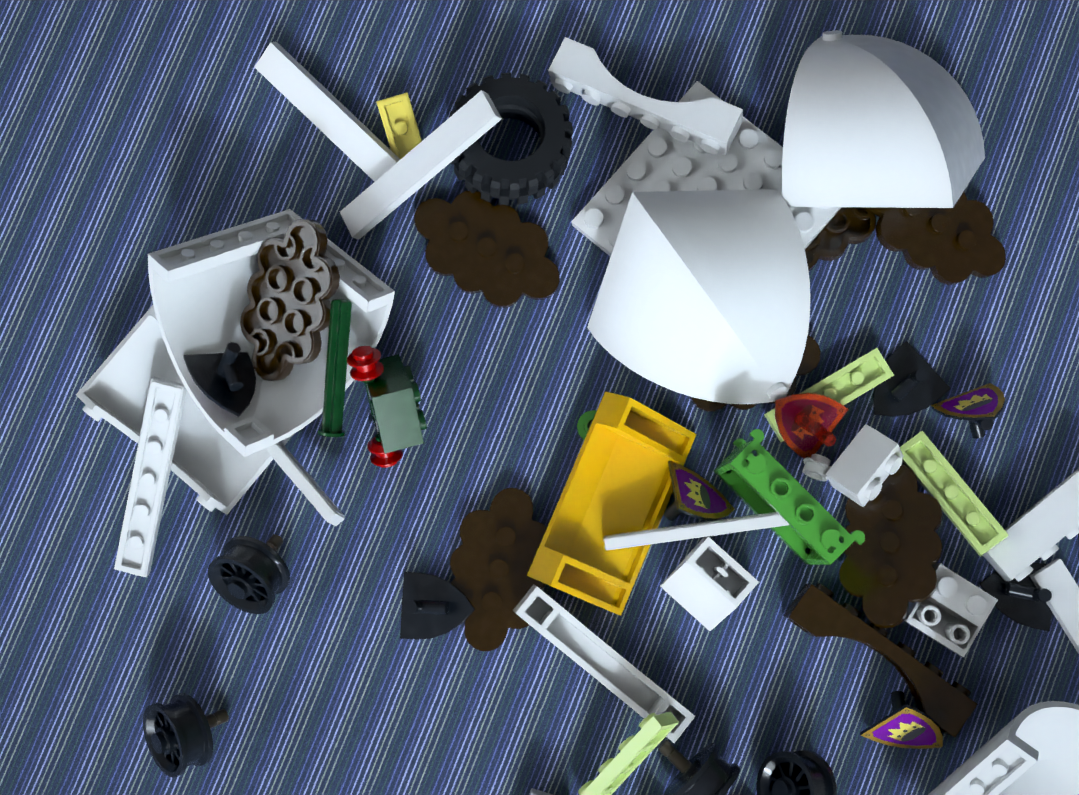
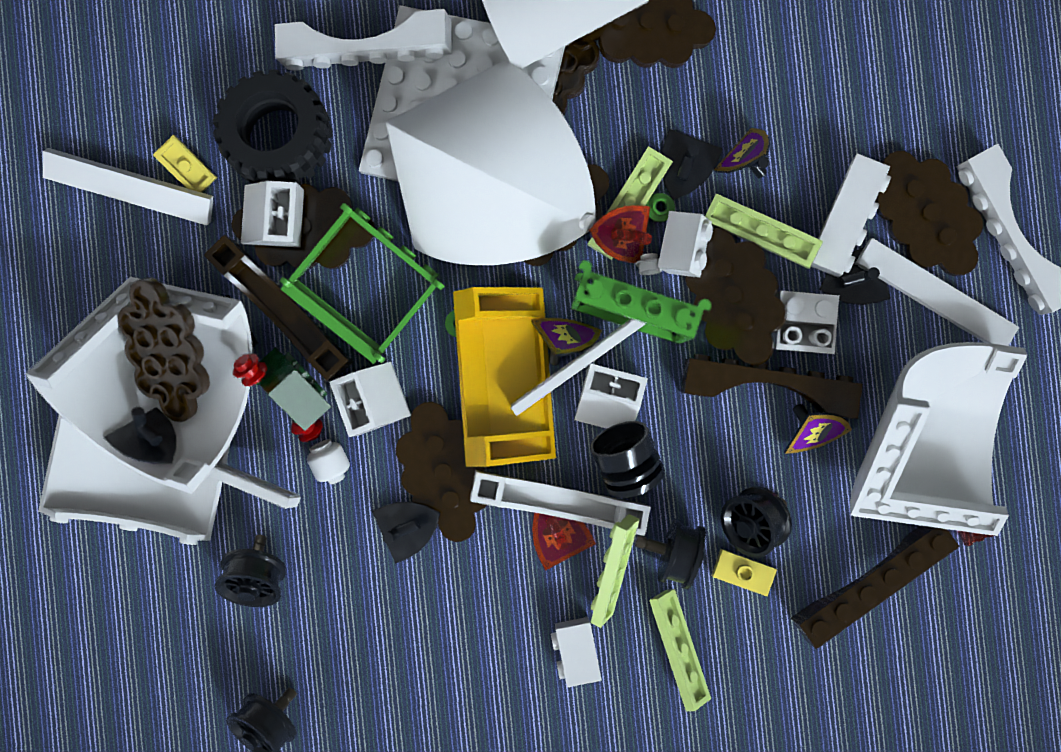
camera: 25 degrees left, 5 degrees up
(150, 476) = (133, 542): white tile -> none
(336, 368) = (228, 385): dark green axle -> none
(387, 497) = (328, 461): none -> white head
(420, 164) = (212, 186): white tile -> none
(420, 317) = (281, 309): none -> dark brown arch
(464, 220) = (272, 214): none -> white slope
(464, 456) = (369, 399): none -> white slope
(472, 360) = (331, 317): none -> bright green window
(581, 700) = (559, 538): none -> clear red shield
(696, 654) = (627, 459): none -> black wheel
(849, 420) = (666, 200): none -> bright green plate

